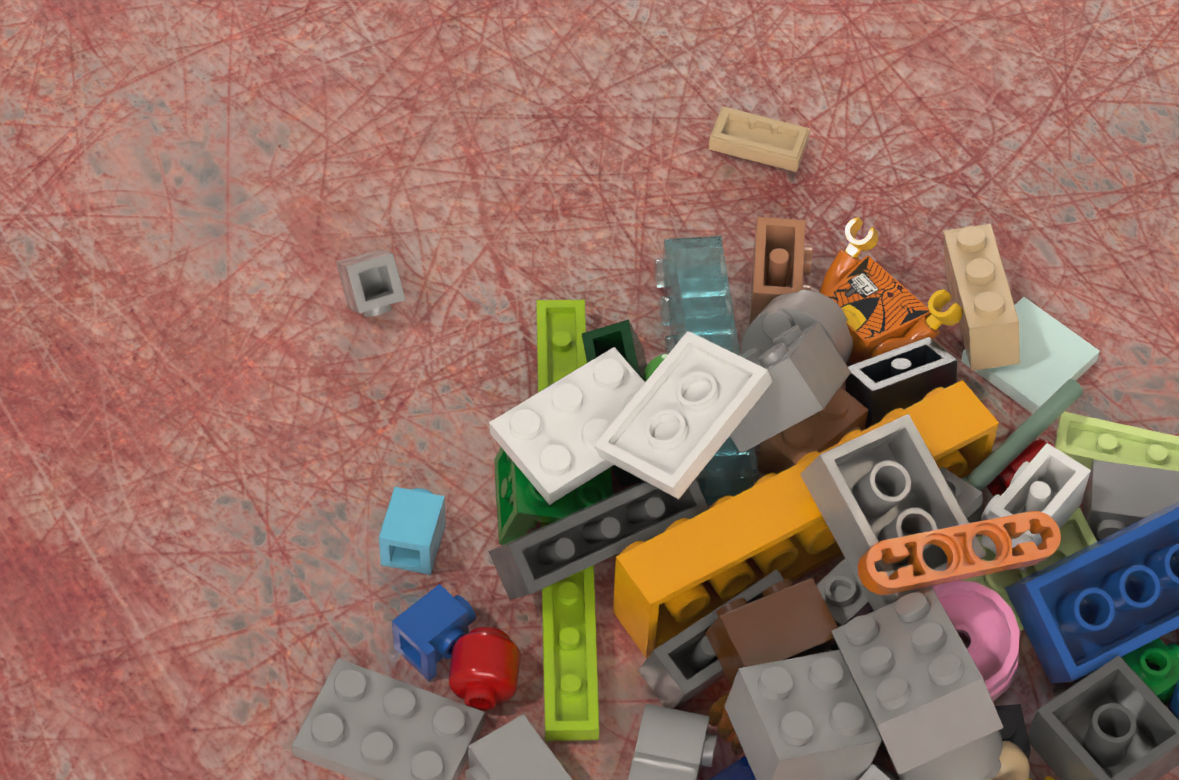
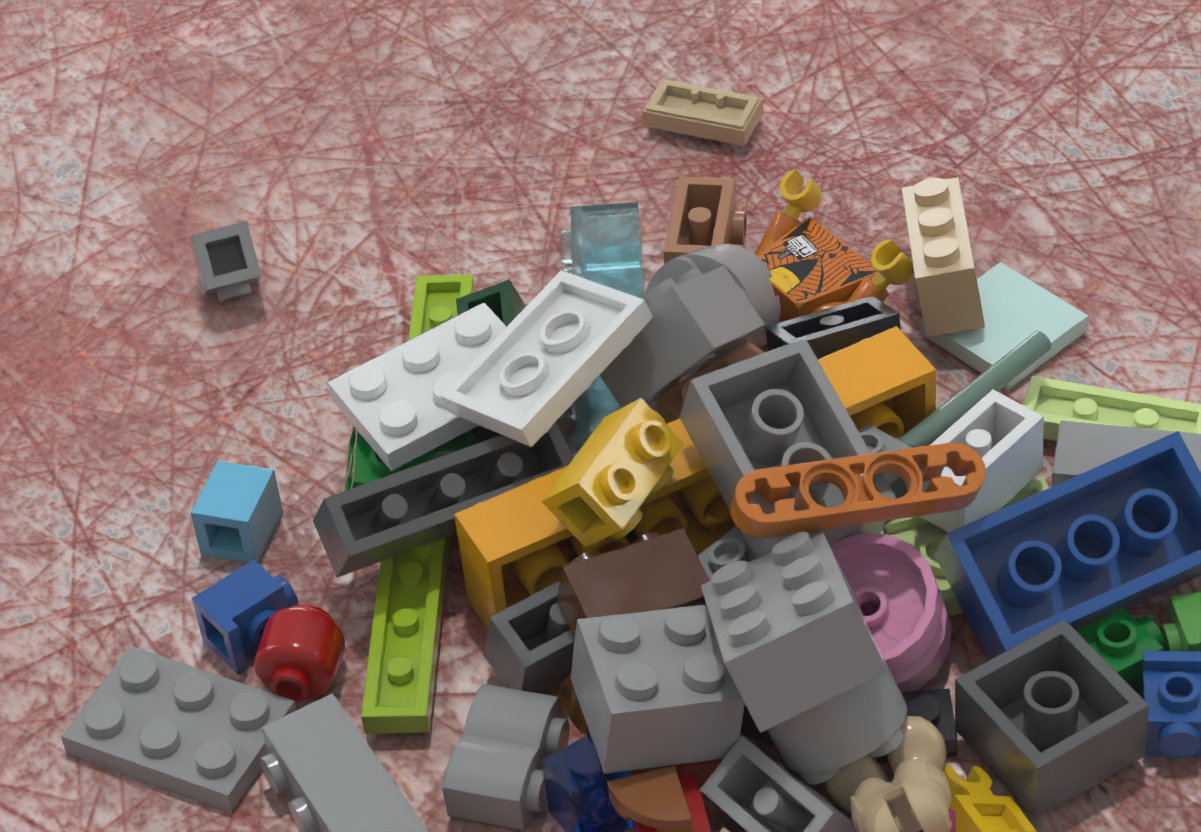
camera: 10 degrees right, 10 degrees down
(753, 529) = (614, 474): none -> yellow brick

